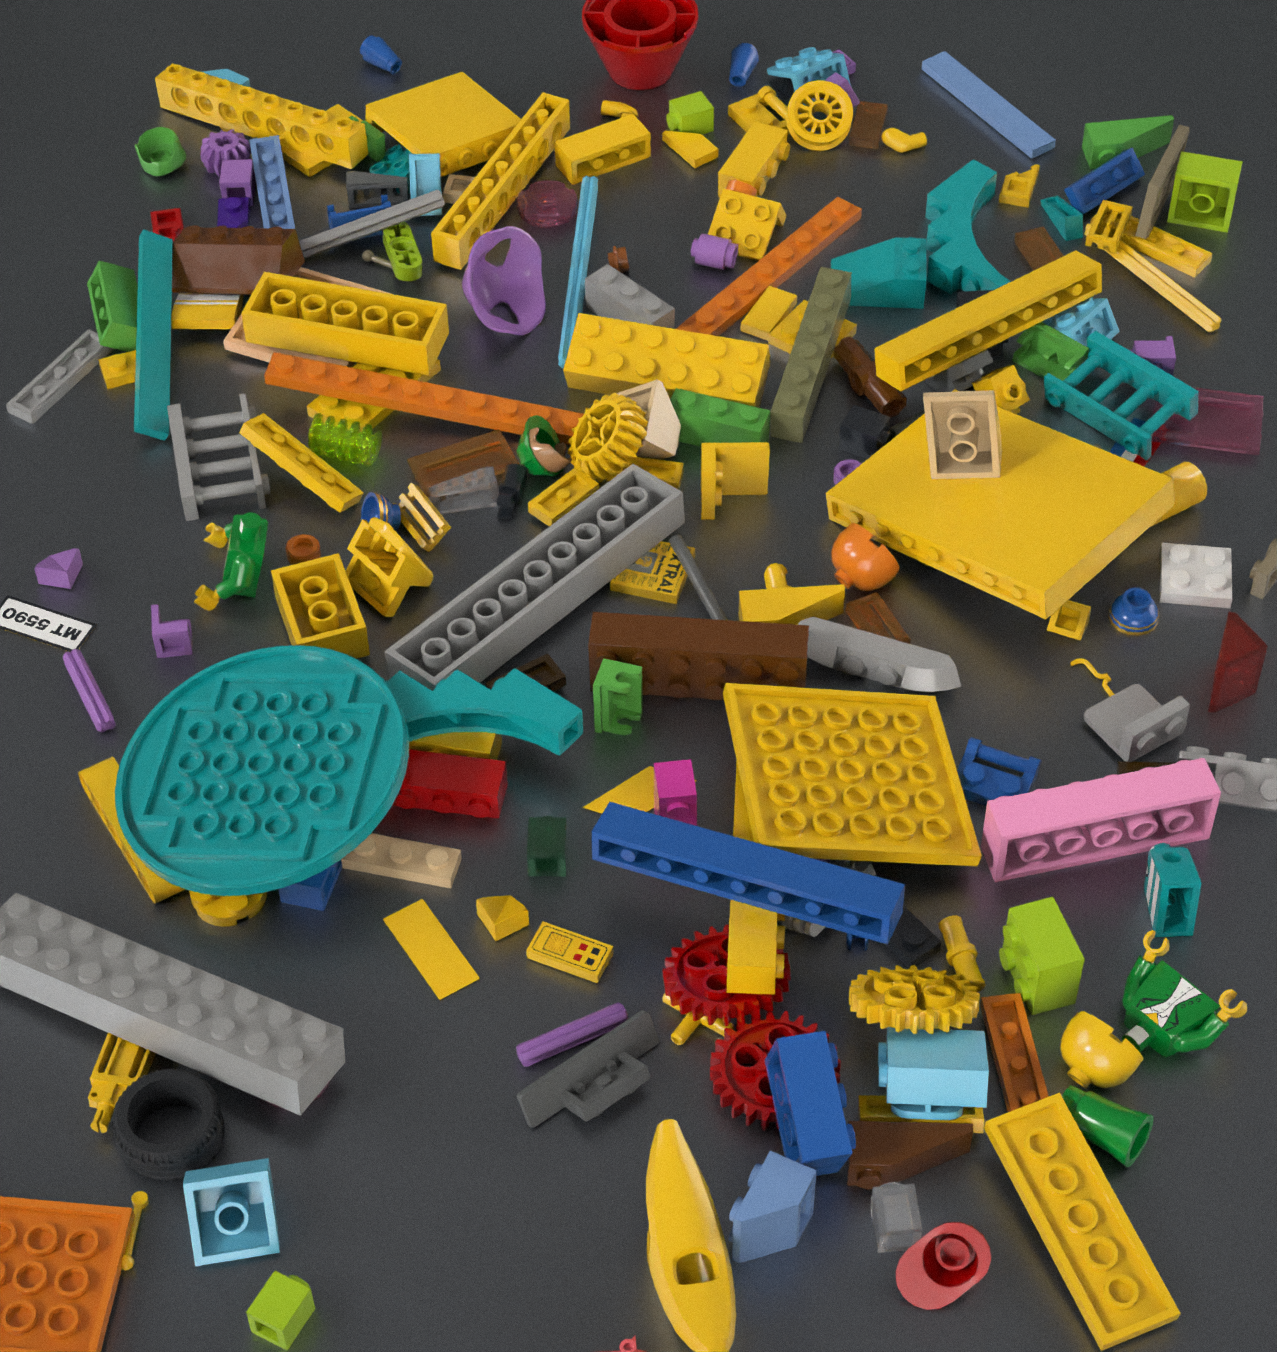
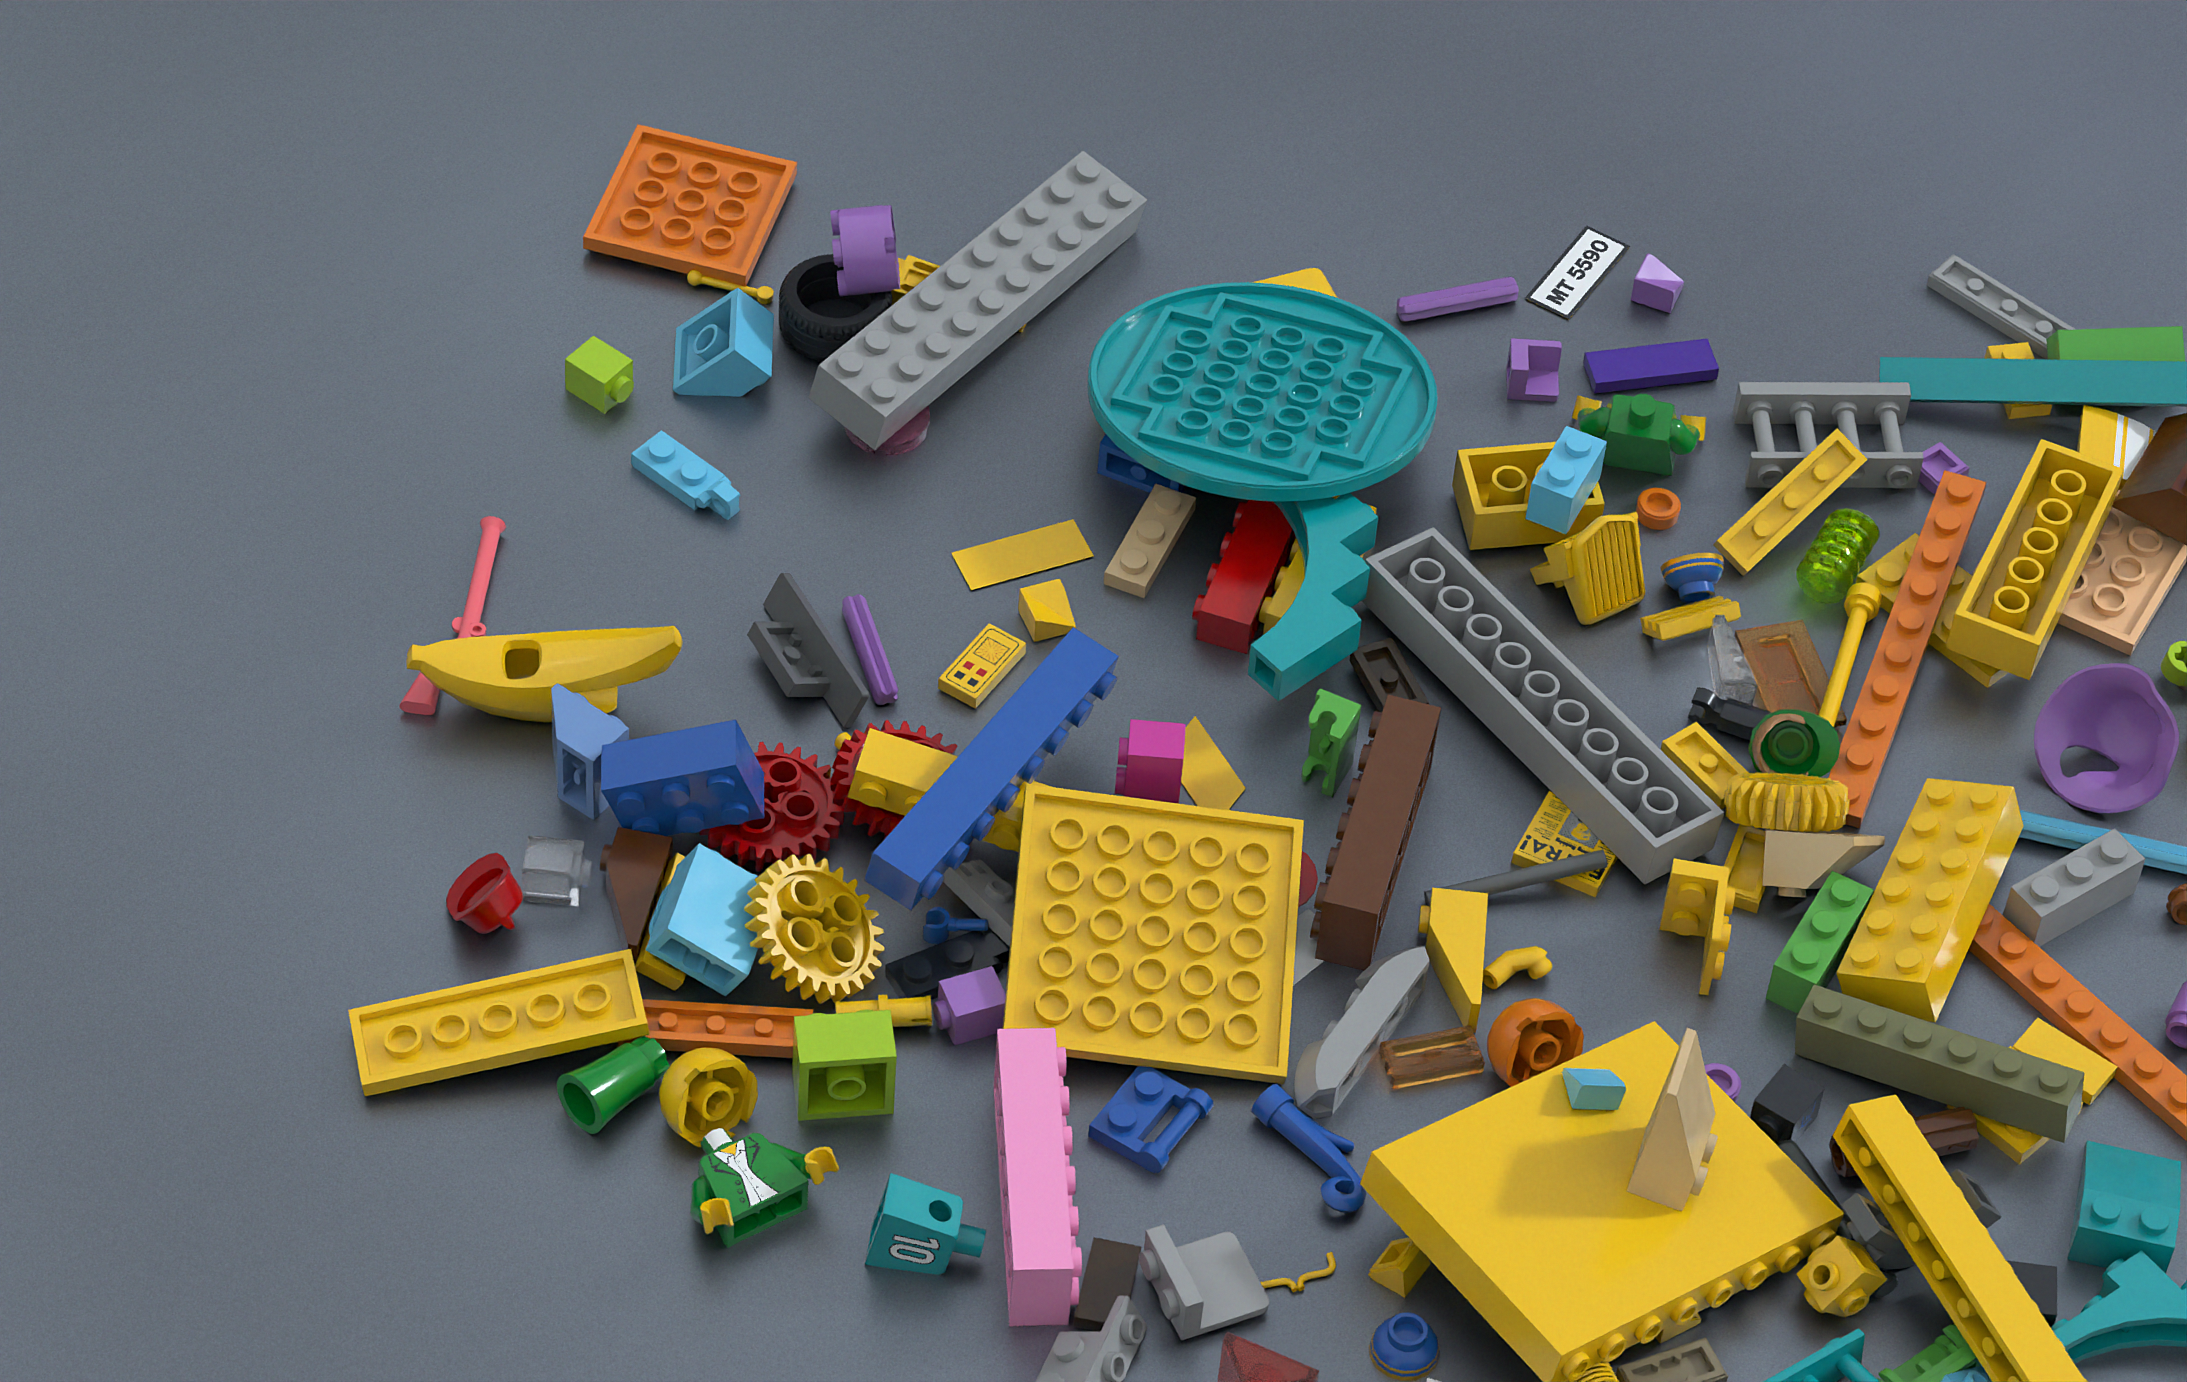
camera: 95 degrees right, 0 degrees up
(139, 1069) = (865, 250): none -> medium lavender brick
(149, 566) = (1650, 365): none -> dark purple tile
(229, 400) = (1935, 462): none -> medium lavender tile
(335, 562) = (1566, 480): none -> medium azure brick
(390, 1217) = (686, 475): none -> medium azure hinge
(391, 428) = (1861, 605): none -> yellow piece
(547, 846) = (1138, 658): clear green brick -> none
(918, 499) = (1593, 1088): none -> medium azure slope
(936, 893) = (970, 1005): none -> medium lavender brick
(966, 698) = (1277, 1110): none -> blue plant

